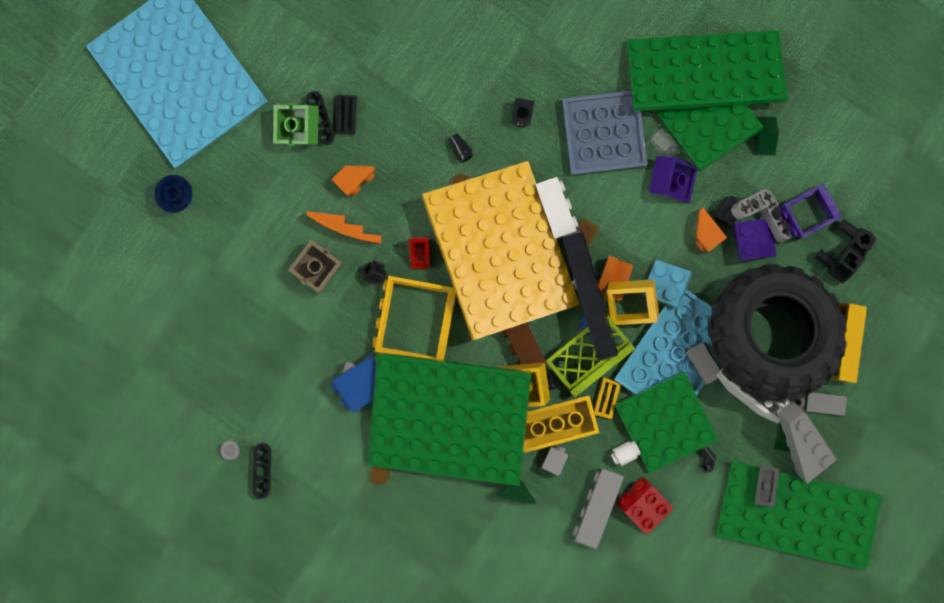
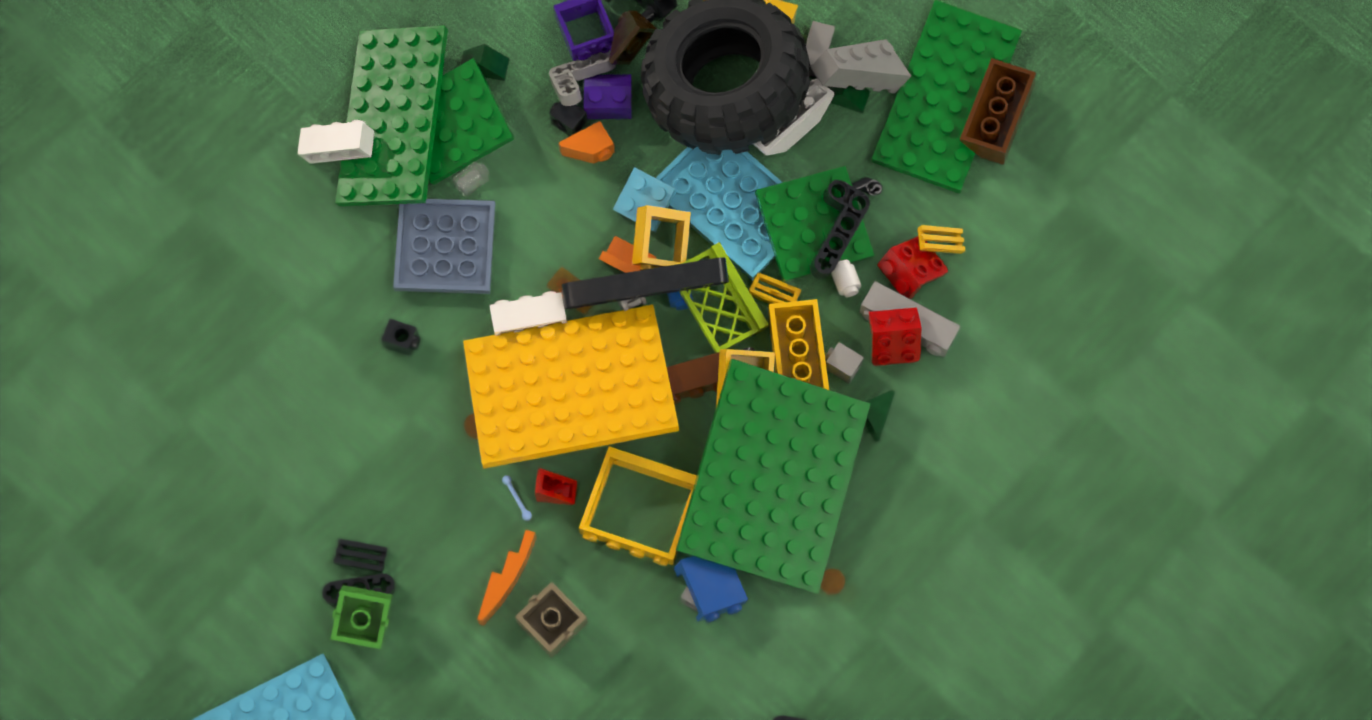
camera: 85 degrees left, 15 degrees down
(352, 177) = (443, 558): orange slope -> none
(374, 272) = (571, 547): black gear -> none
(397, 234) = (526, 515): none -> light blue hinge
(461, 149) = (433, 418): black cone -> none
(581, 498) = (895, 336): none -> red bracket
(658, 439) = (836, 232): none -> black beam
(672, 538) = (923, 234): none -> yellow tile
(673, 179) = (516, 175): dark purple slope -> none
(675, 30) = (336, 142): none -> white brick
(703, 363) = (748, 170): light grey tile -> none
(766, 486) = (907, 120): dark grey plate -> none
(788, 558) = (998, 110): none -> reddish brown slope
(804, 249) = (630, 37): none -> dark brown slope

